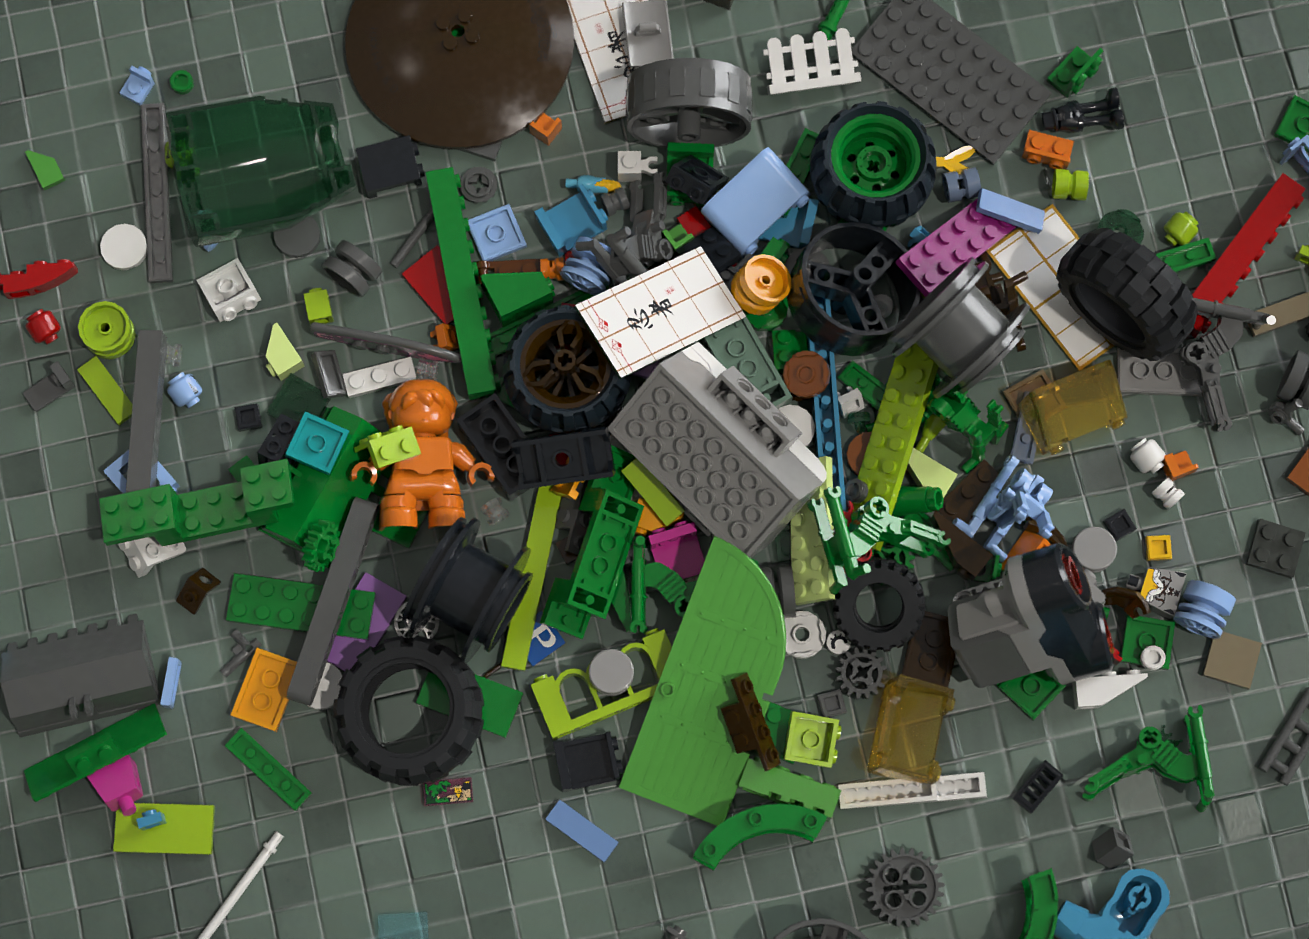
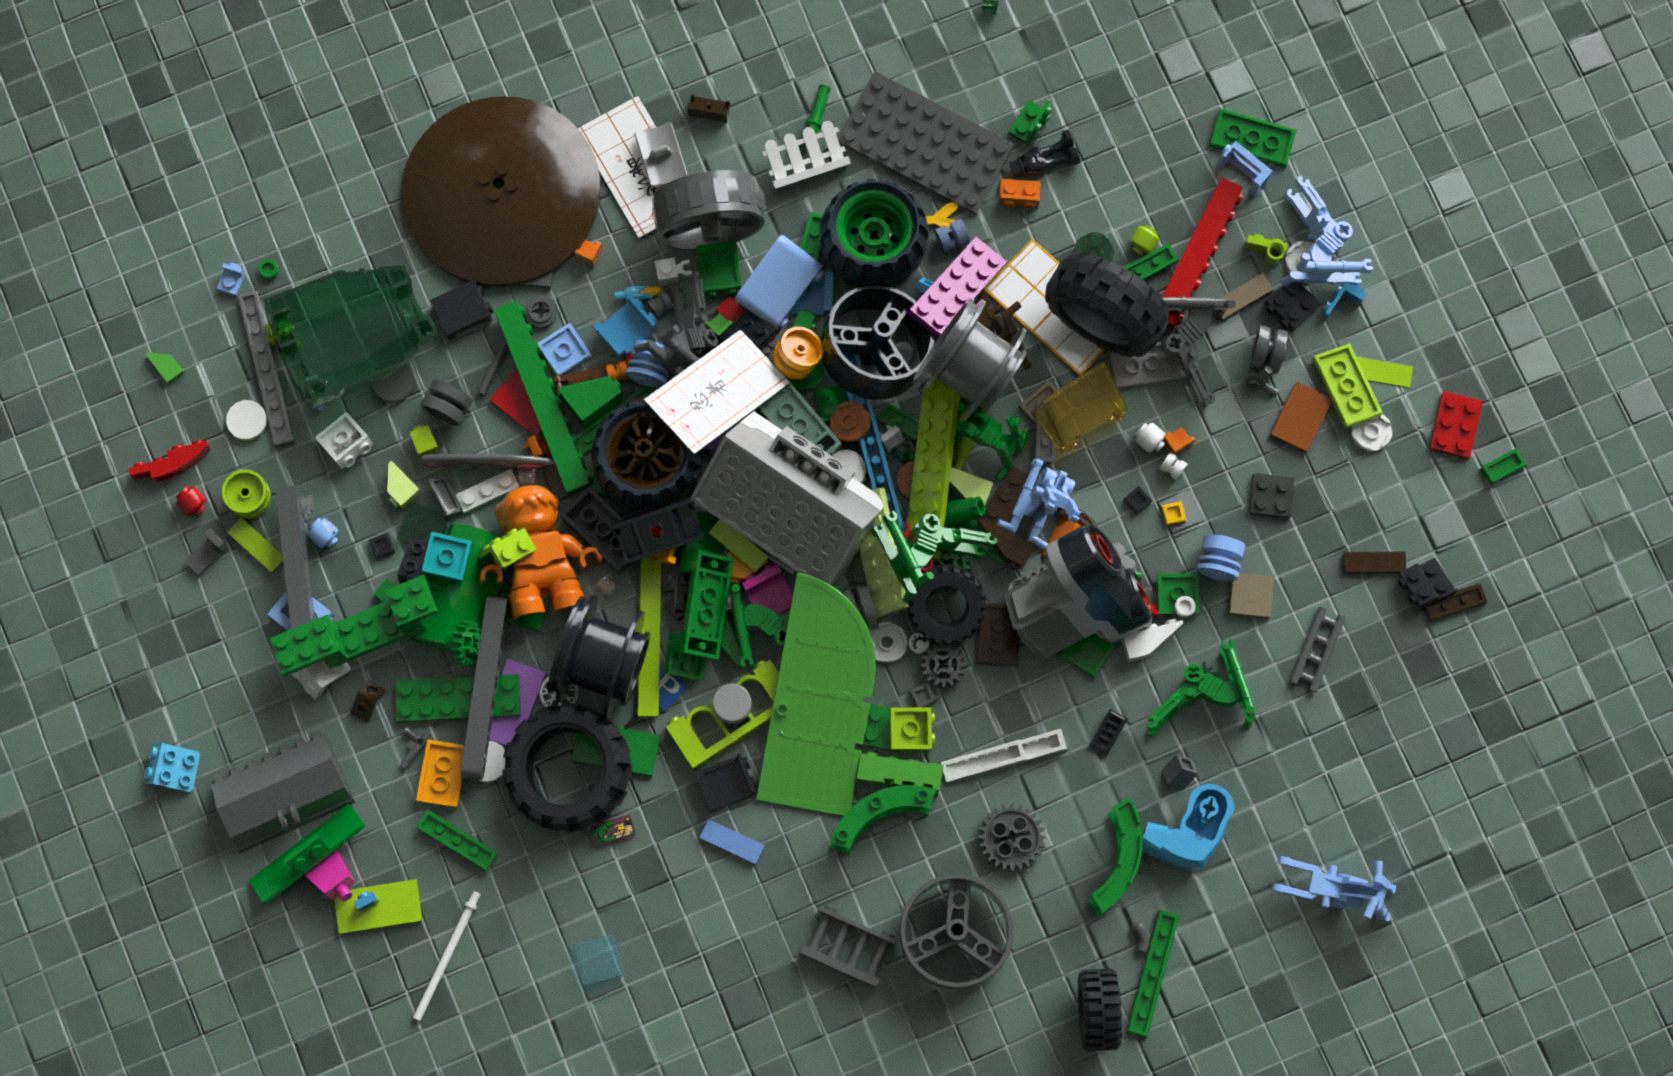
camera: 10 degrees left, 0 degrees up
(171, 683) = (360, 782): light blue tile -> none
(696, 179) = (726, 273): black plate -> none
(748, 724) = (855, 726): dark brown bracket -> none
(856, 491) = (910, 512): dark grey tile -> none
(909, 730) = (992, 704): clear yellow windscreen -> none
(993, 570) = (1037, 558): green bracket -> none
(1010, 211) = (997, 251): medium blue tile -> none
(1070, 185) = (1044, 219): lime wheel -> none
(1094, 548) = (1119, 524): light grey head -> none
(1126, 599) = (1154, 561): dark brown piece -> none
(1160, 589) = (1179, 549): torso -> none

